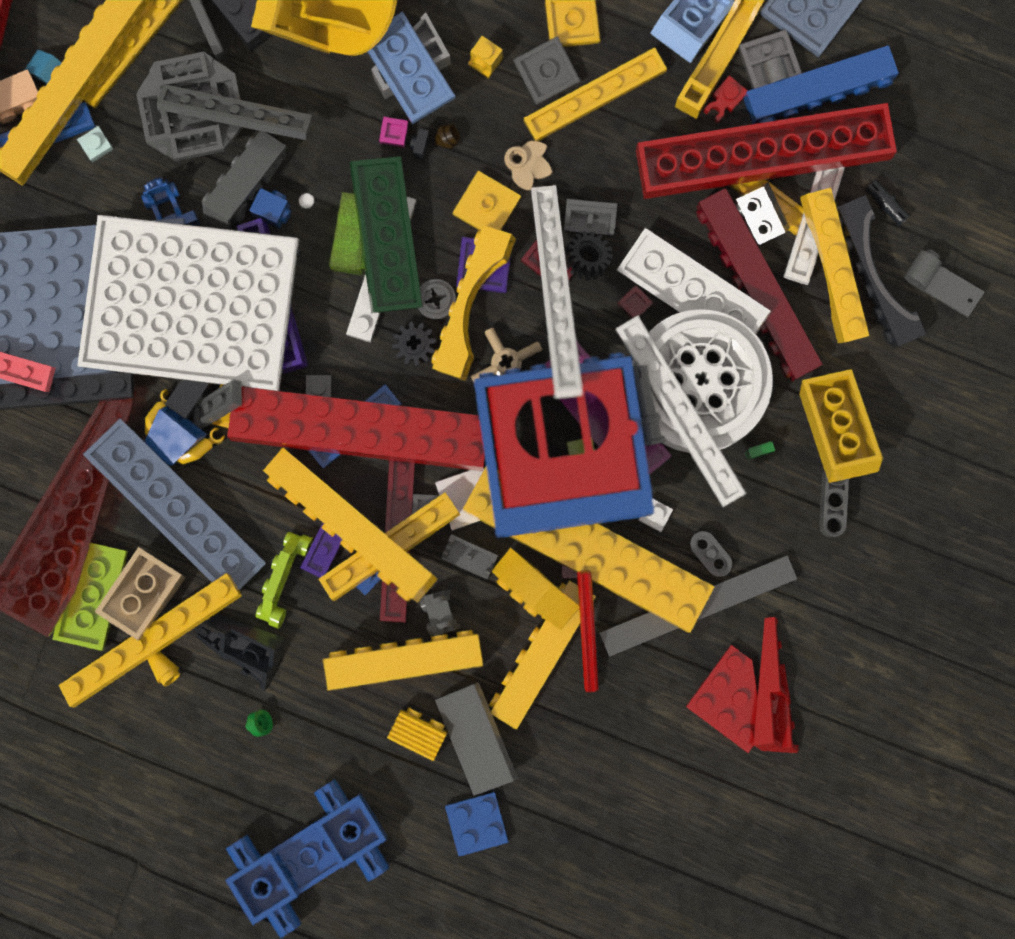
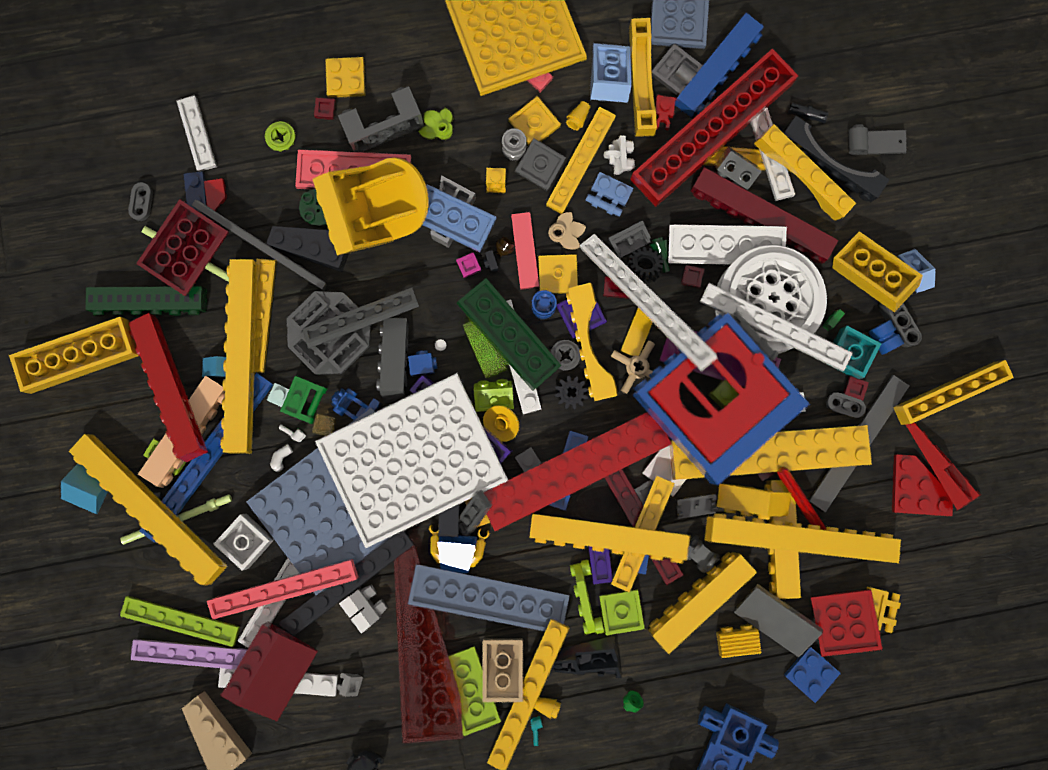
camera: 35 degrees left, 0 degrees up
(37, 442) = (369, 614): none -> light grey hips
(48, 209) = (277, 458): none -> white arm
(86, 200) = (298, 435): none -> white hand
(111, 157) = (297, 396): none -> green plate
(121, 205) = (323, 425): none -> clear yellow plate
(139, 678) = (536, 723): none -> teal hand
(311, 619) = (621, 612): none -> lime plate
(315, 327) = (493, 422): none -> yellow dish
(326, 292) = (492, 394): none -> lime bracket
(447, 227) = (544, 304): none -> blue wheel
(467, 156) = (525, 250): none -> coral tile
(527, 329) = (637, 334): none -> yellow tile
(531, 29) = (514, 144): none -> light grey wheel
(550, 790) = (847, 622): none -> red plate
(559, 665) = (802, 539): none -> yellow brick
(592, 797) = (881, 600): none -> yellow plate
(609, 149) = (611, 189): none -> medium blue plate
(620, 248) = (662, 248): none -> dark green cone
(624, 43) = (577, 117): none -> yellow cone
(649, 108) = (618, 156): none -> white hips
(734, 542) = (855, 388): none -> dark red plate
(760, 503) = (862, 348): none -> teal brick
(805, 507) = (885, 335): none -> blue wheel
(839, 615) = (953, 392): none -> yellow brick
(894, 451) = (921, 265): none -> light blue slope

